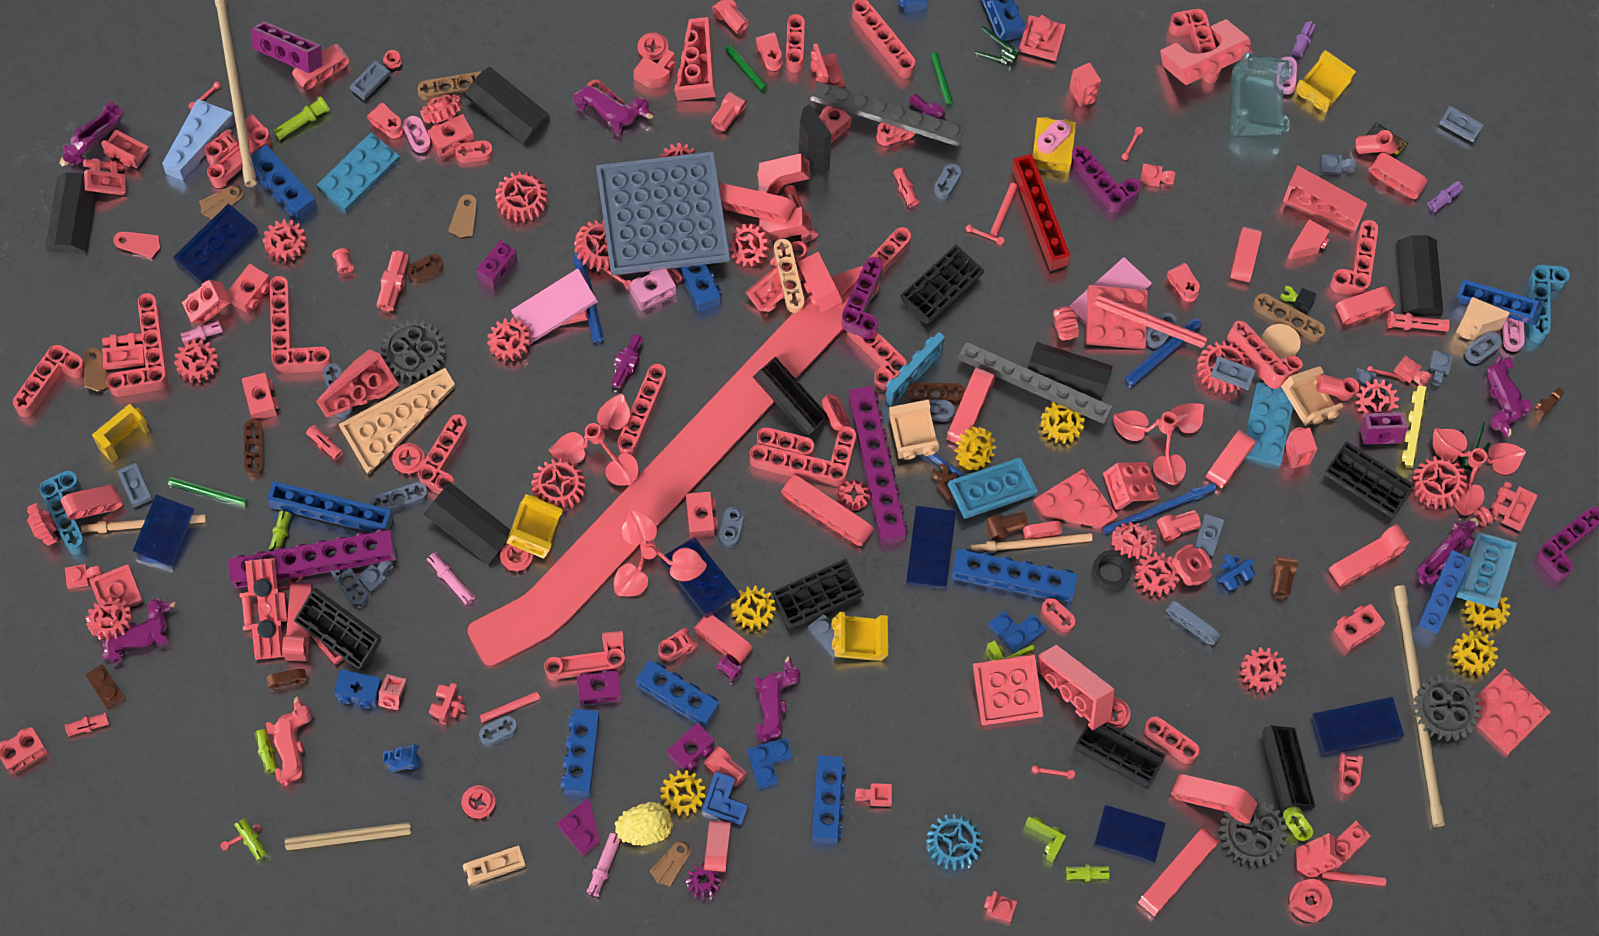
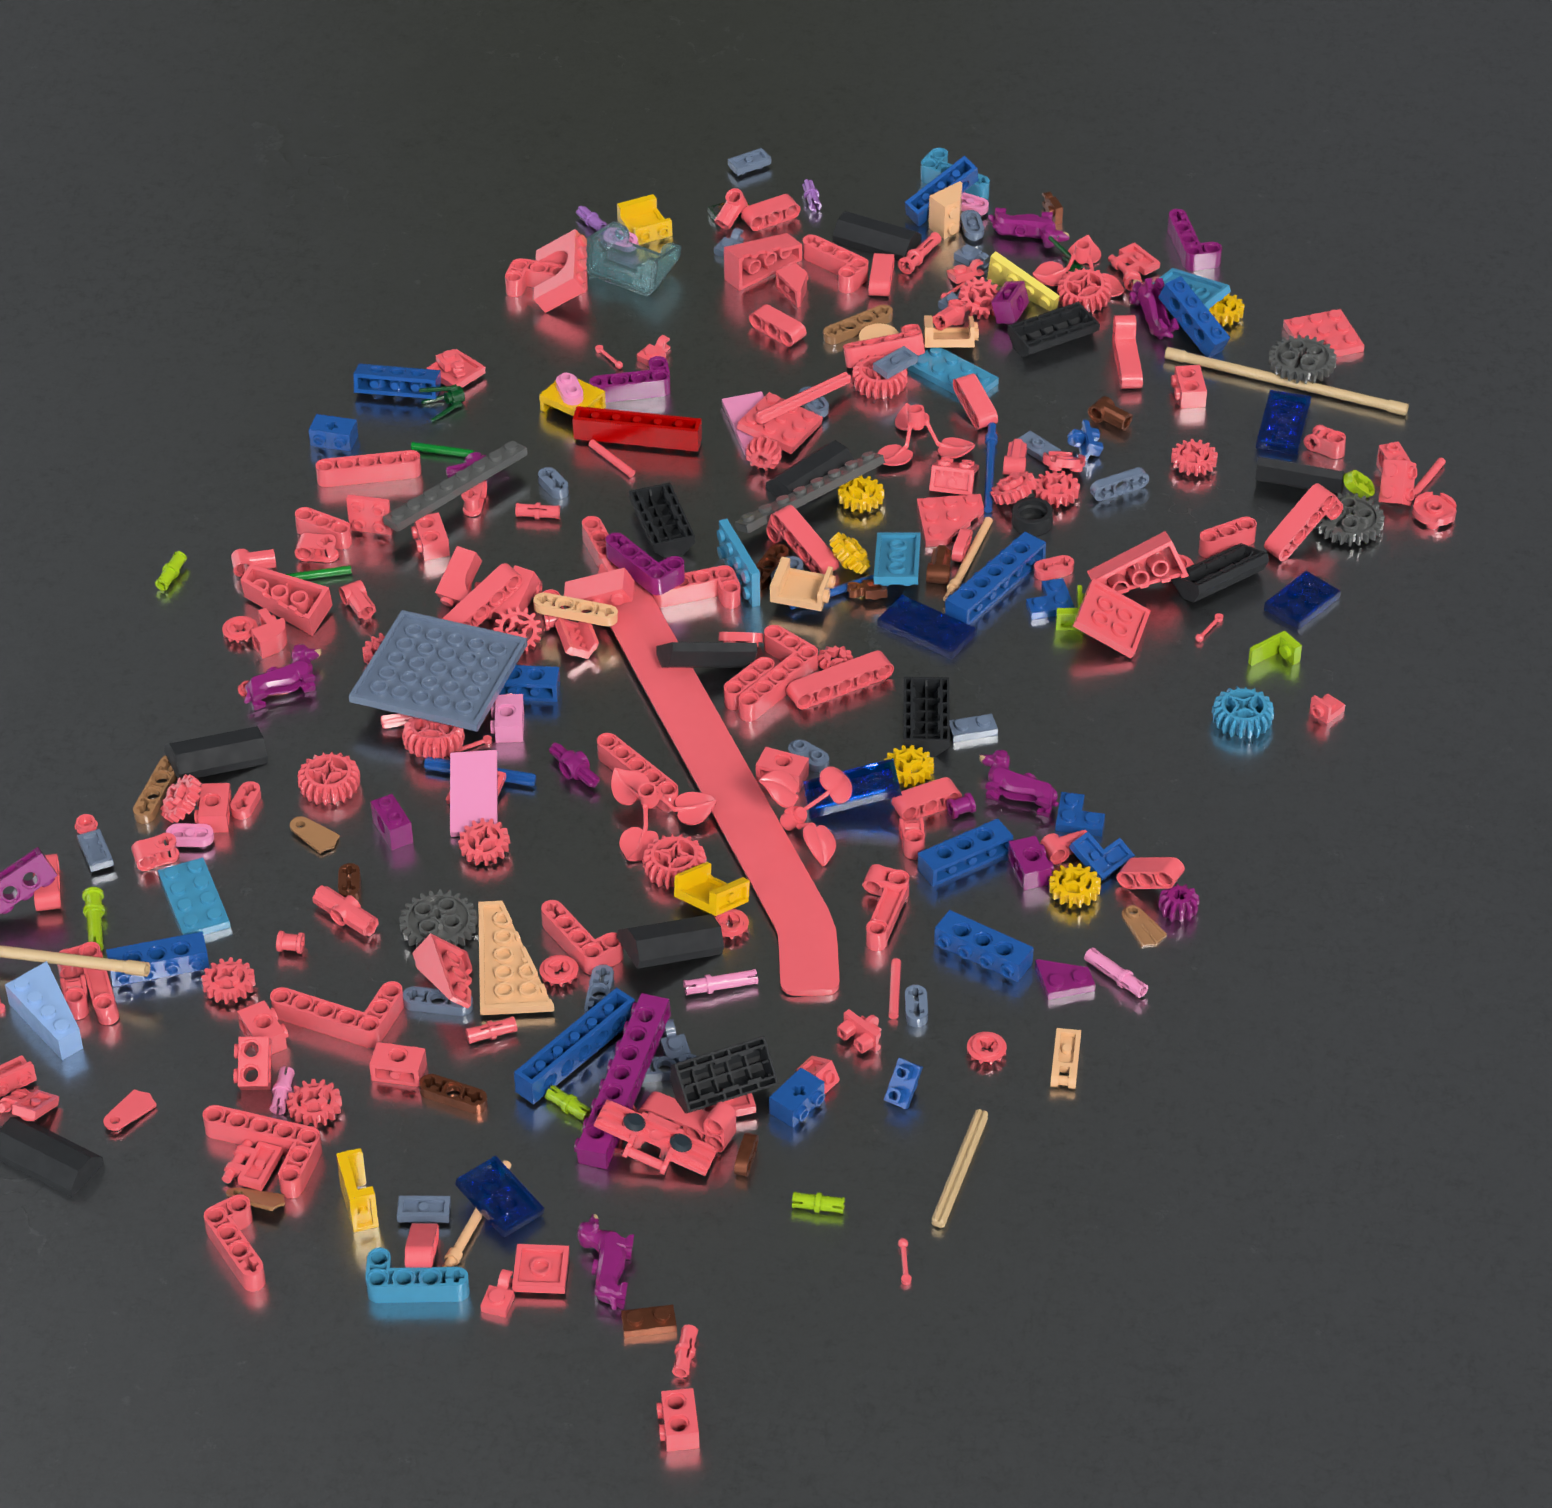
camera: 60 degrees left, 25 degrees down
(42, 524) = (418, 1296): coral gear -> none
(109, 618) = (577, 1274): coral gear -> none
(207, 491) = (475, 1151): green bar -> none
(215, 243) = (185, 1041): clear blue plate -> none
(216, 202) = (134, 1024): medium nougat piece -> none
(251, 839) = (915, 1246): lime pin -> none
(287, 743) = (822, 1176): coral animal -> none
(610, 692) = (920, 908): magenta brick -> none
(644, 824) = (1092, 920): light yellow piece -> none
(814, 140) = (448, 526): black piece -> none
(825, 767) = (1145, 784): blue brick -> none
(860, 637) = (992, 698): yellow panel -> none
(877, 794) = (1161, 748): coral plate -> none
(887, 532) = (818, 627): magenta brick -> none
(1000, 240) = (641, 473): coral hinge -> none
(1085, 84) = (531, 353): coral brick -> none
(1087, 872) = (1325, 638): lime pin -> none
(1161, 353) = (837, 415): blue axle -> none
(1178, 871) = (1359, 579): coral beam -> none
(1184, 282) = (775, 370): coral piece -> none
(1300, 447) = (995, 352): coral brick -> none
(1303, 300) = (848, 307): black piece -> none
(1480, 646) = (1258, 330): yellow gear -> none

